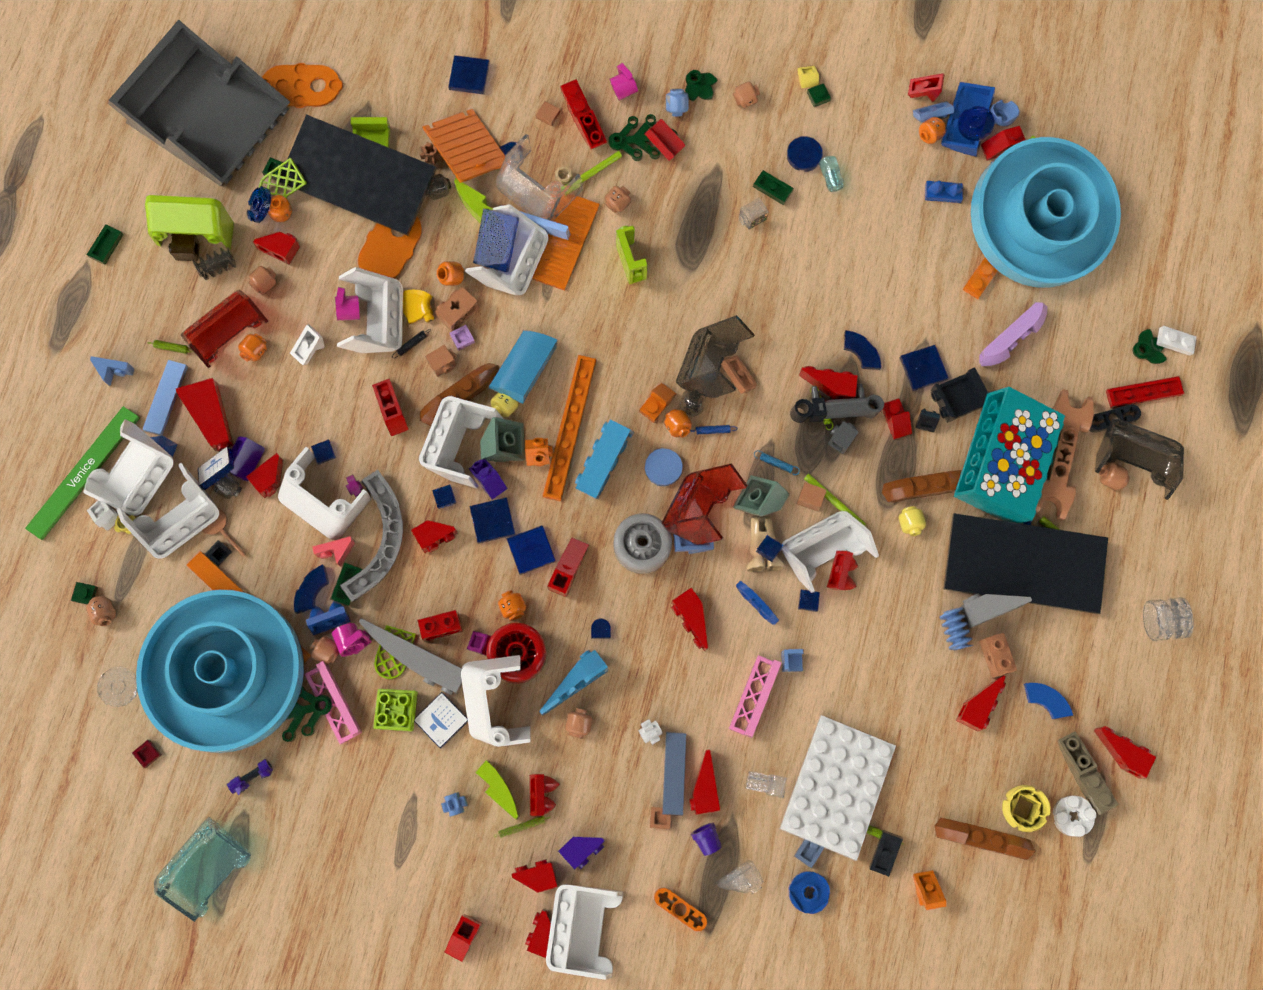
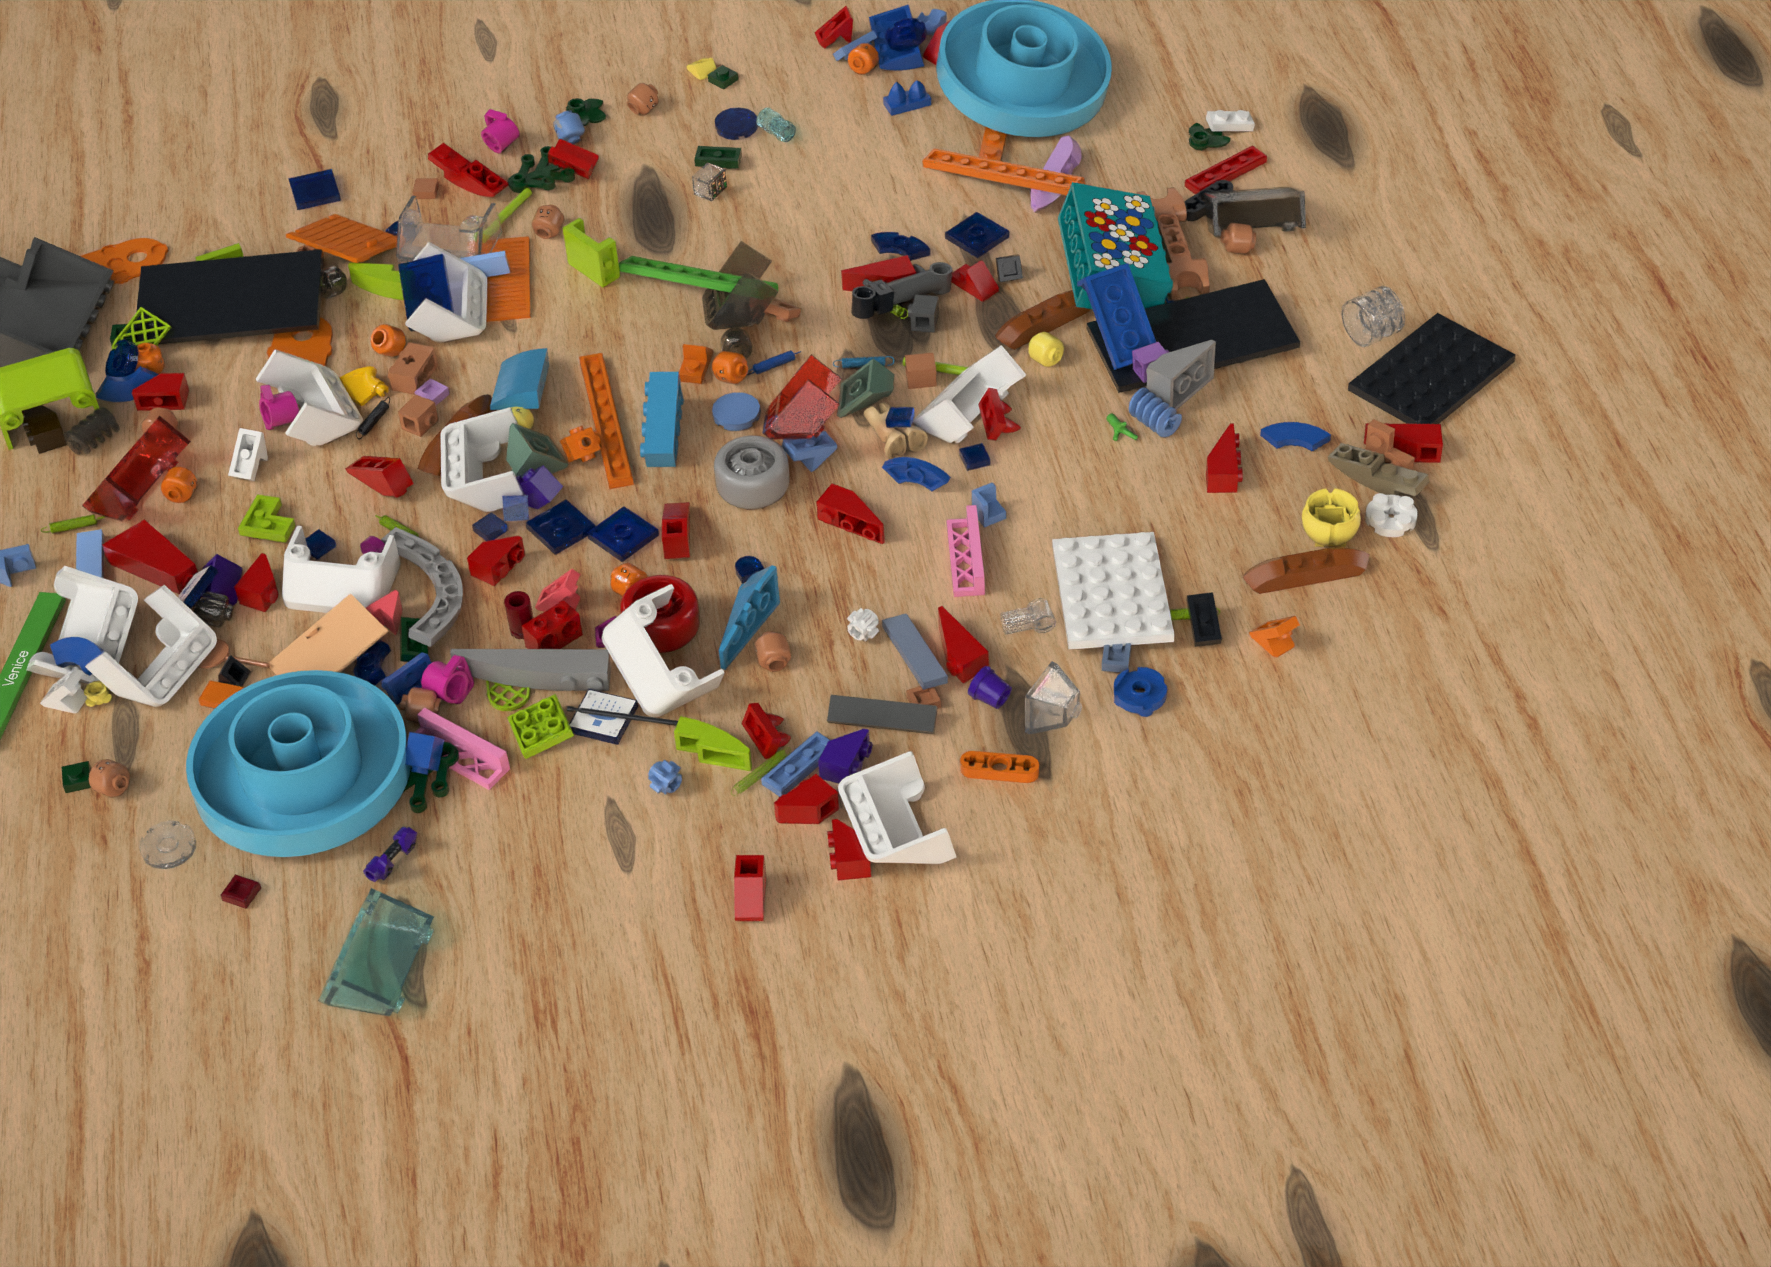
camera: 20 degrees left, 30 degrees down
(119, 487) = (75, 652): none -> blue tile
(255, 228) = (120, 388): none -> blue tile
(283, 568) = (341, 639): none -> light nougat container
(292, 412) = (262, 520): none -> lime plate
(303, 706) = (423, 752): none -> blue brick
(382, 465) = (390, 524): none -> lime piece
(422, 603) = (518, 612): none -> dark red piece
(457, 735) = (623, 715): none -> black piece
(460, 591) = (559, 590): none -> coral slope
(466, 493) = (515, 508): none -> clear blue tile
(549, 833) = (795, 765): none -> medium blue tile
(624, 821) = (882, 714): none -> dark grey tile
(694, 323) = (682, 274): none -> bright green tile
(925, 625) = (1119, 427): none -> bright green bar
(960, 395) = (1032, 239): black panel -> none
(974, 319) = (1001, 171): none -> orange tile
(975, 539) = (1118, 313): none -> blue plate
(978, 583) = (1144, 356): none -> medium lavender brick
(998, 655) = (1212, 414): nougat brick -> none
(1103, 759) = (1381, 439): none -> nougat plate
(1182, 687) = (1431, 372): none -> black plate

